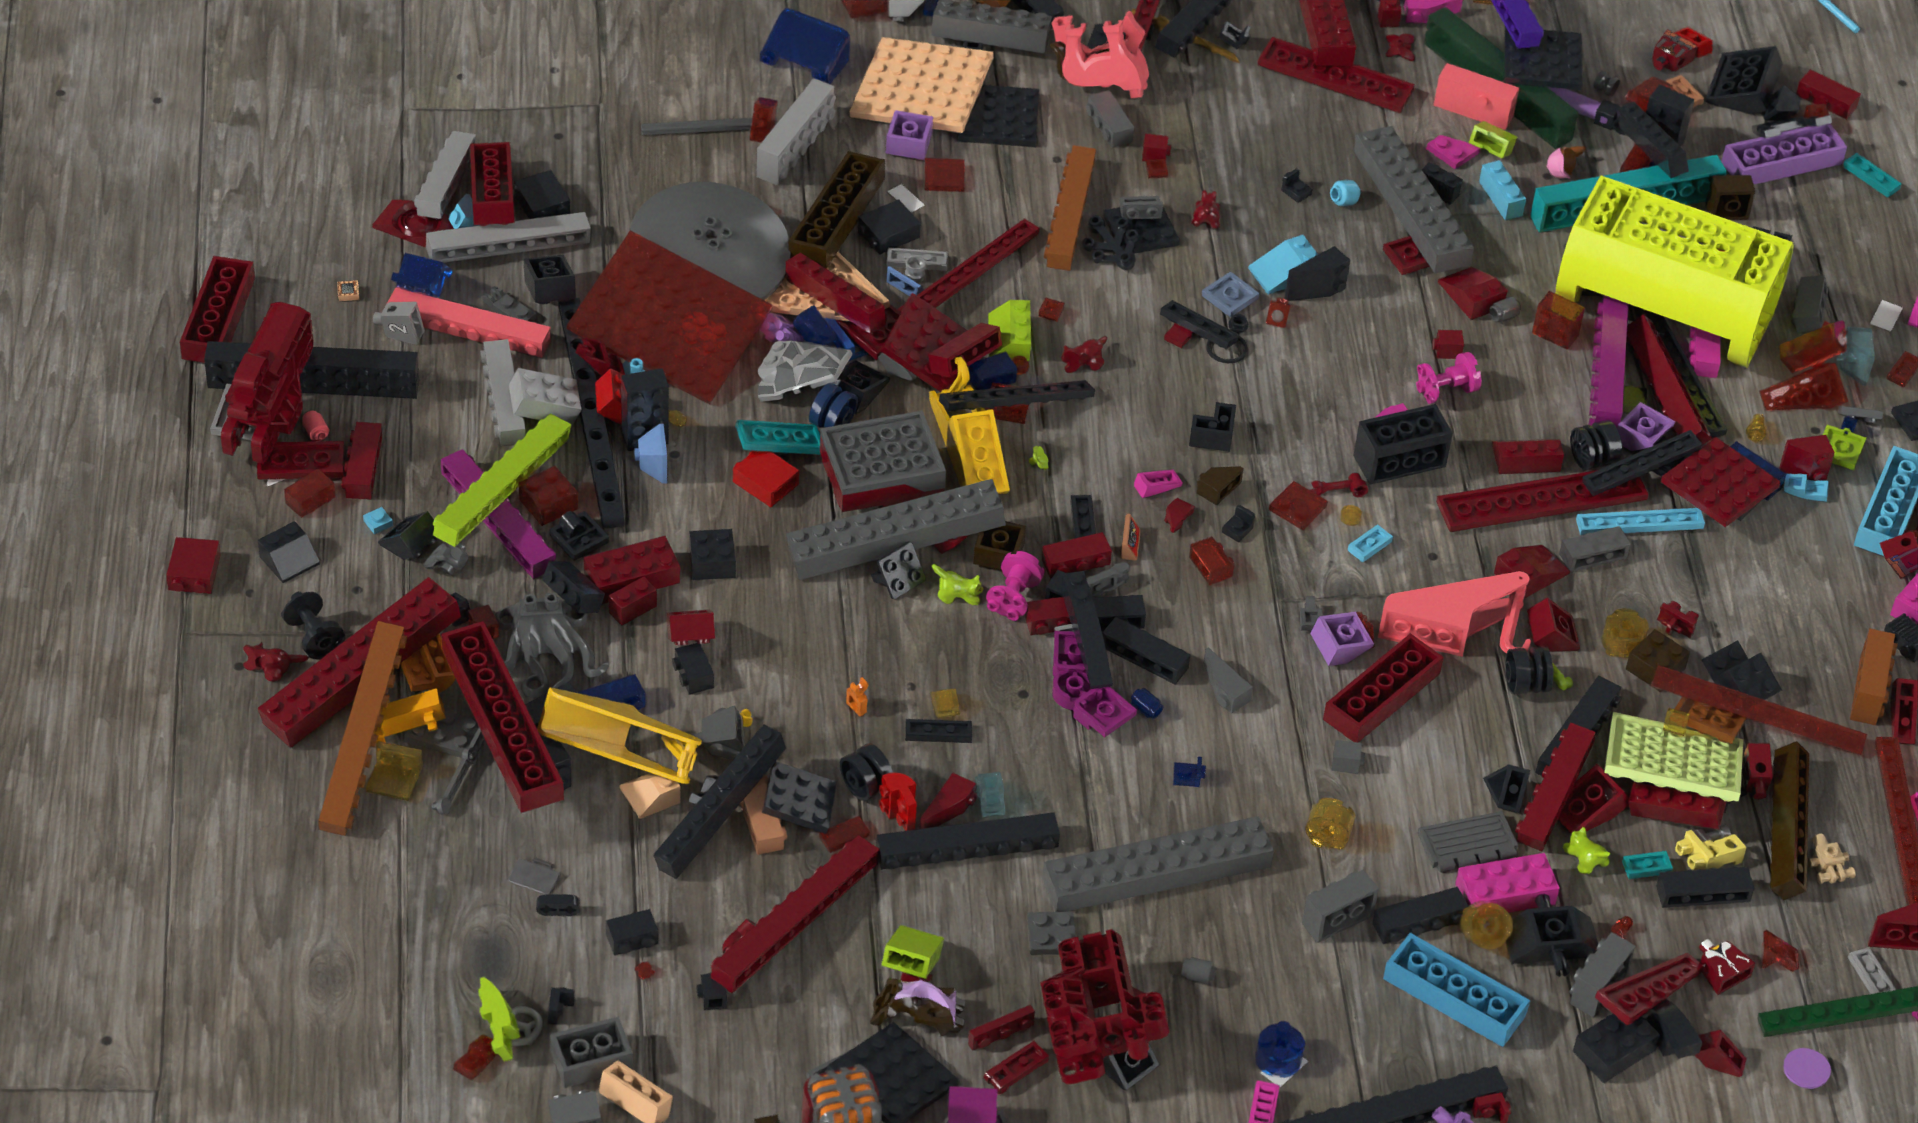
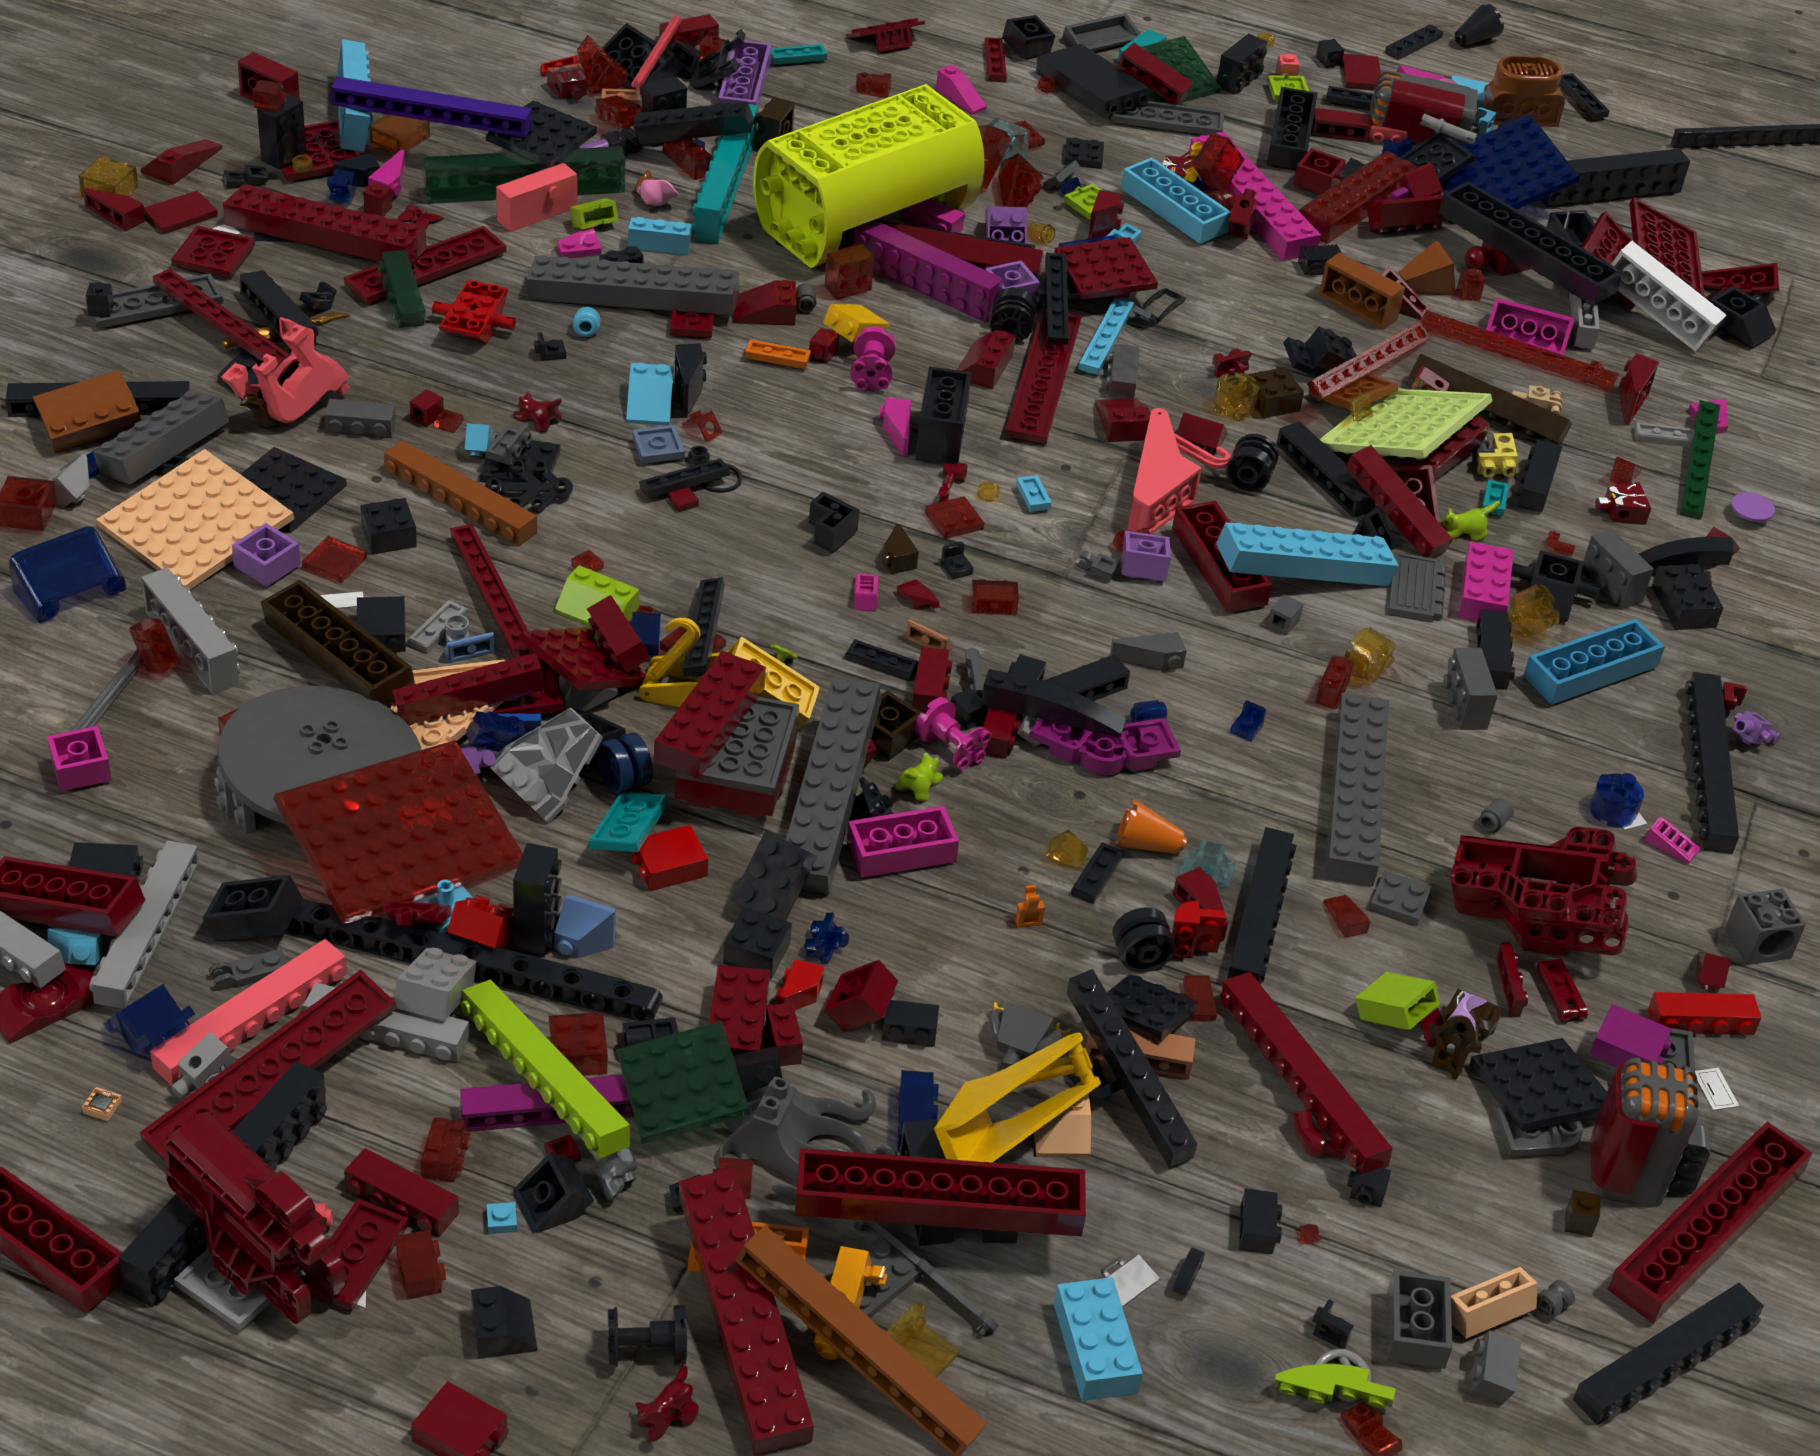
camera: 65 degrees left, 5 degrees down
(412, 466) = (444, 1149): none -> clear red brick
(435, 352) = (307, 1039): none -> dark red plate
(461, 869) = (1097, 1339): none -> medium azure brick
(535, 554) = (682, 1082): none -> clear green plate
(632, 137) = (79, 758): none -> dark pink brick
(686, 593) = (801, 984): none -> red slope
(746, 591) = (828, 936): none -> clear blue hips
(770, 533) = (774, 877): none -> black brick
(874, 597) = (902, 841): none -> dark pink brick
(884, 420) = (709, 714): none -> dark red brick
(997, 740) = (1149, 831): none -> orange cone
(998, 185) = (388, 526): none -> black brick
(1003, 902) = (1347, 915): none -> clear red slope
(1085, 354) = (669, 565): dark red animal -> none
(1142, 186) = (478, 439): none -> medium azure slope
(1280, 72) = (402, 289): none -> clear green brick
(1282, 813) = (1334, 682): none -> clear red brick
(1291, 125) = (475, 312): none -> red slope
(1413, 321) = (777, 354): none -> orange plate
(1420, 740) = (1306, 554): none -> medium azure brick
(1491, 349) = (851, 319): none -> yellow brick
(1646, 989) = (1659, 556): dark red wing -> none
(1700, 541) = (1151, 317): none -> black piece
(1710, 64) = (600, 67): none -> clear red wedge
(1733, 78) = (657, 52): none -> coral axle
(1737, 401) = (1006, 223): none -> medium lavender slope
(1876, 242) = (873, 84): none -> clear red leg

